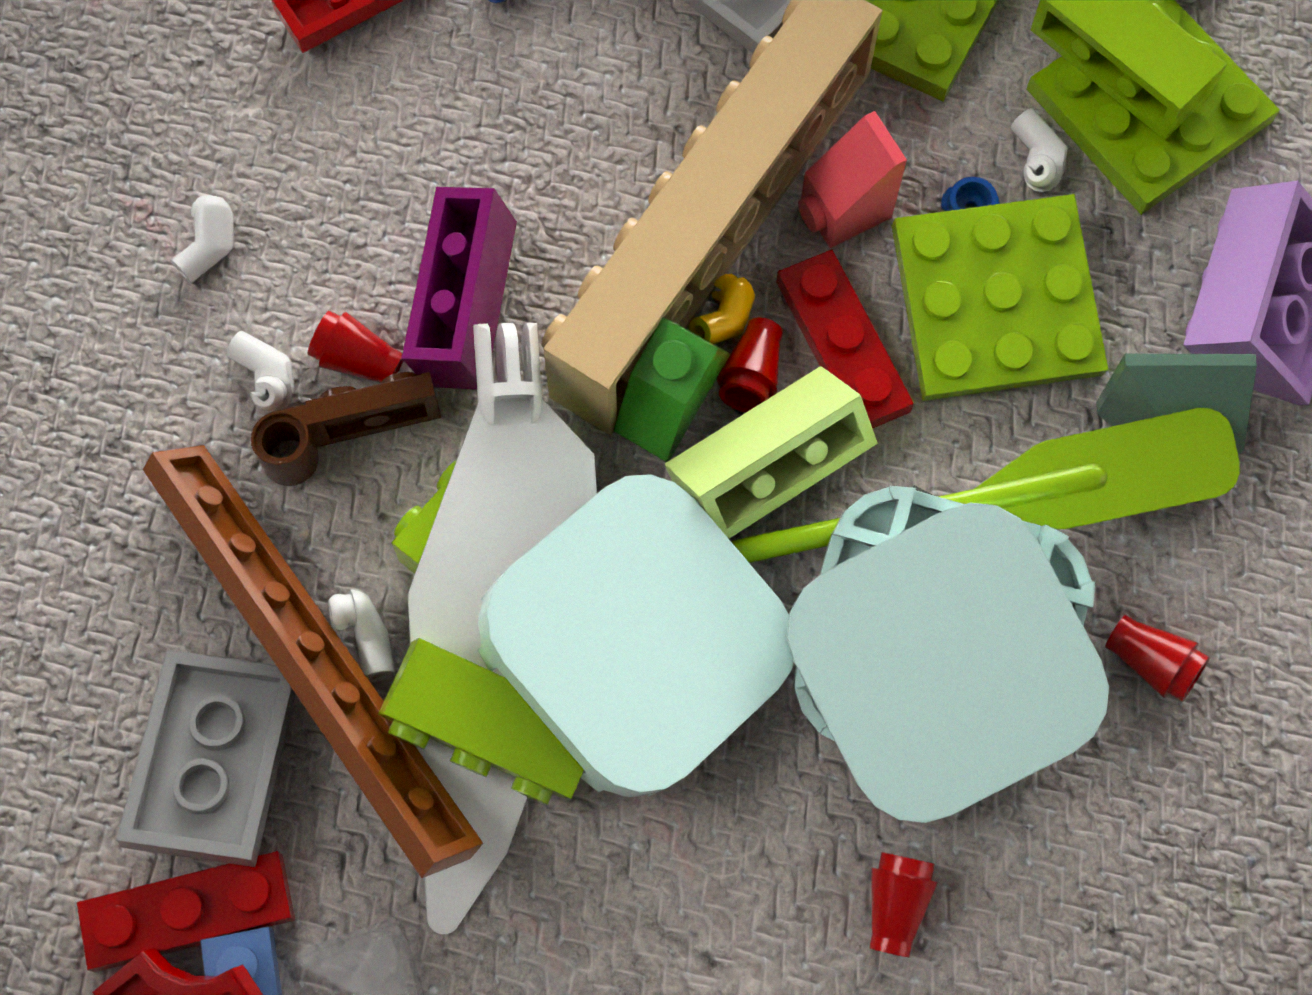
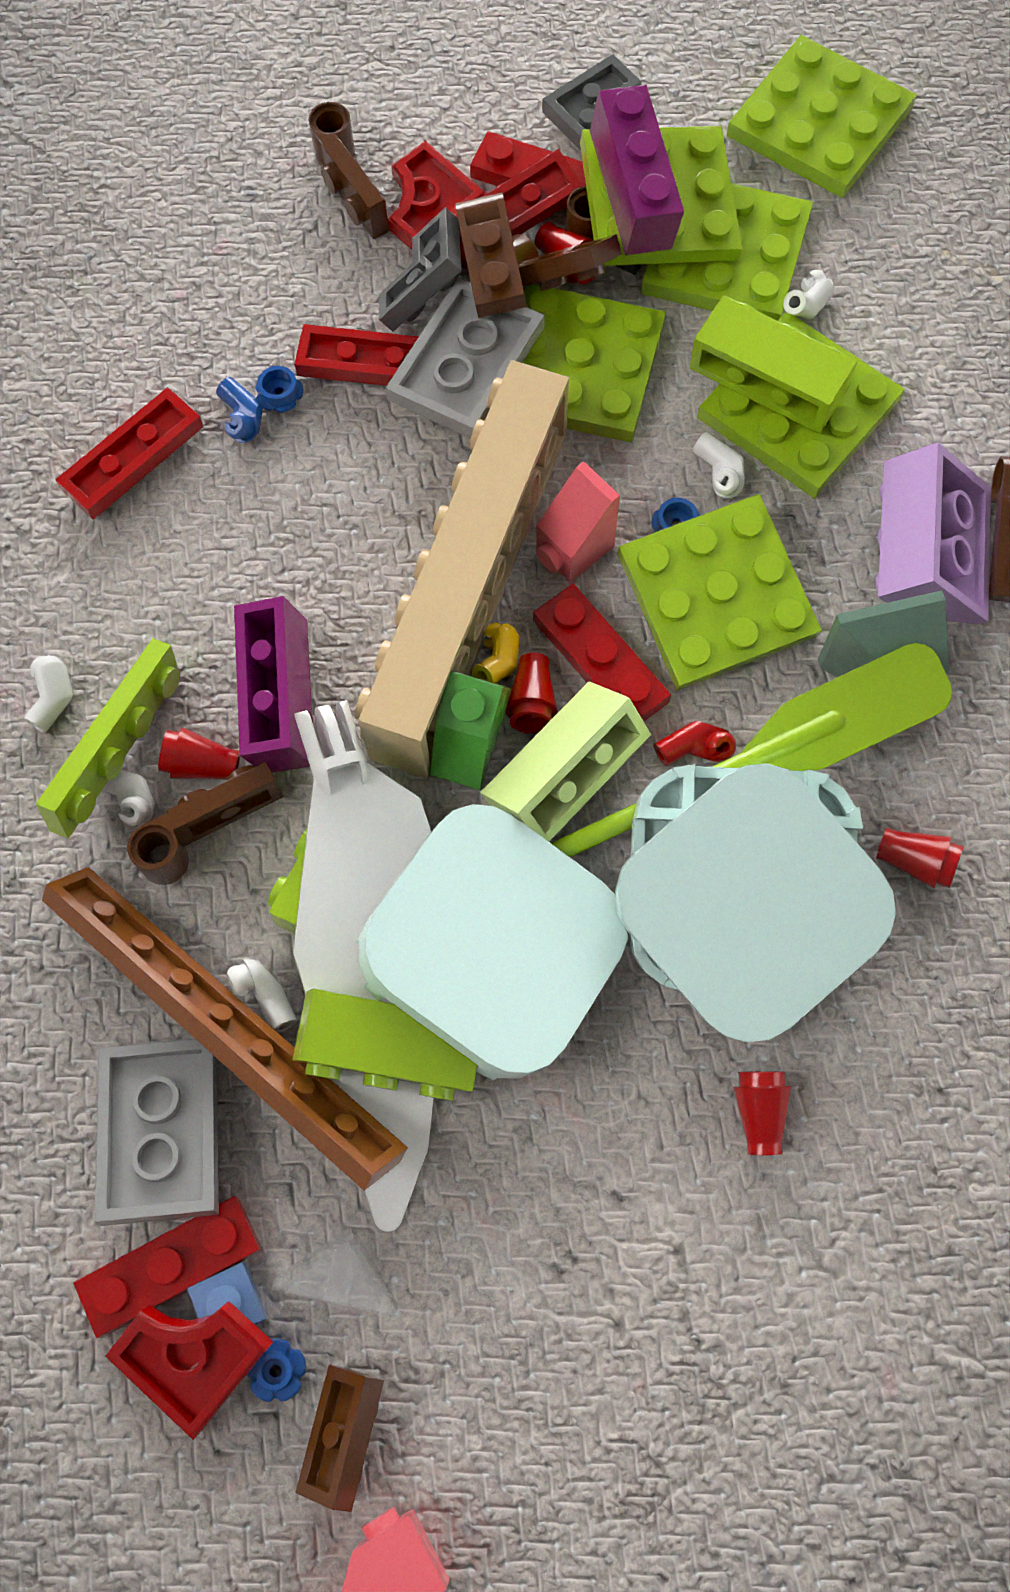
camera: 10 degrees left, 0 degrees up
(254, 311) = (103, 747): none -> lime plate
(931, 463) = (697, 740): none -> red arm

